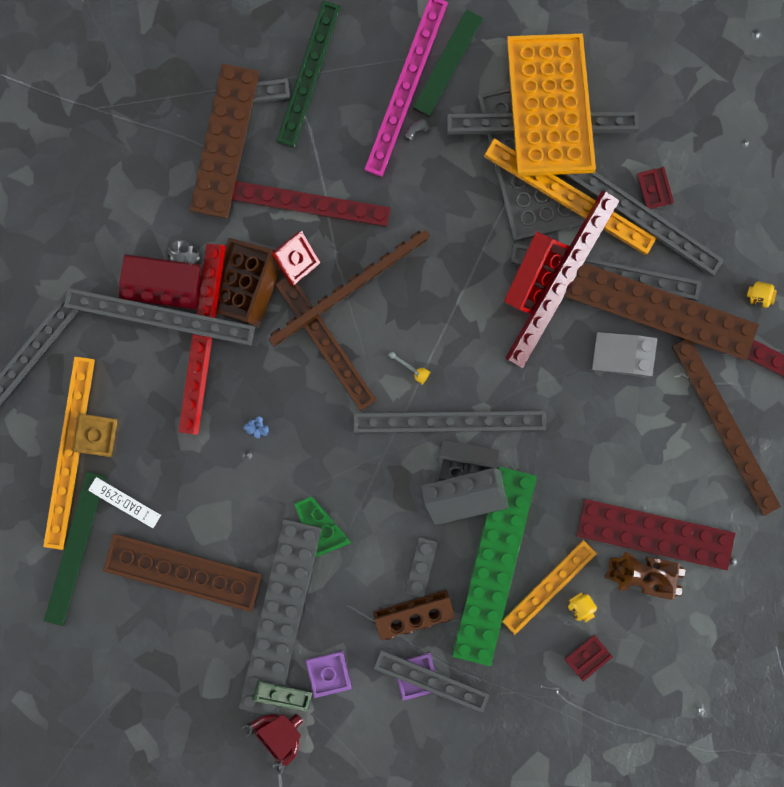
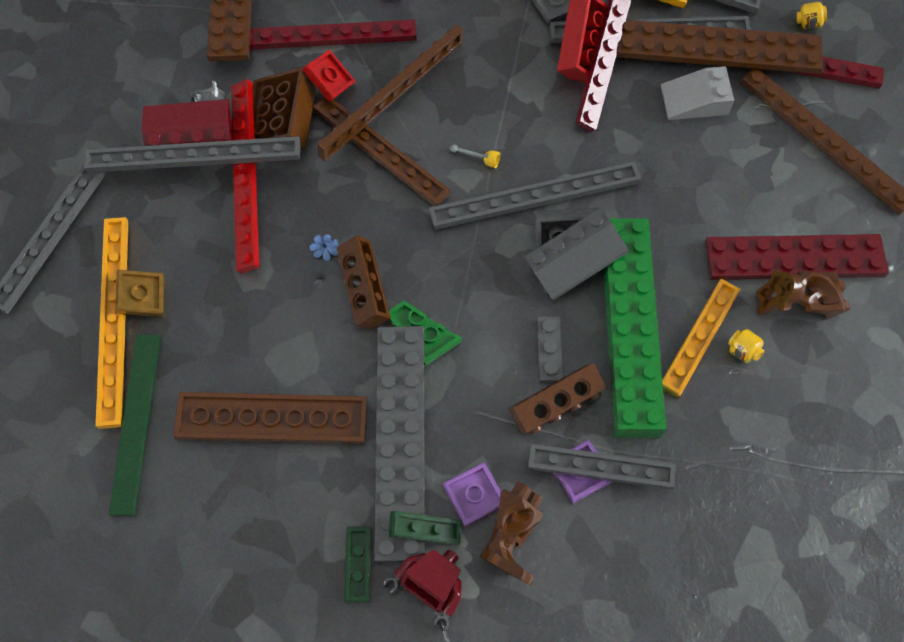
camera: 15 degrees left, 20 degrees down
(124, 502) = (187, 358): white sticker -> none
(226, 706) = (358, 564): none -> dark green tile
(281, 473) = (363, 283): none -> reddish brown brick
(352, 707) = (515, 521): none -> reddish brown hips
(588, 657) = (773, 400): dark red plate -> none

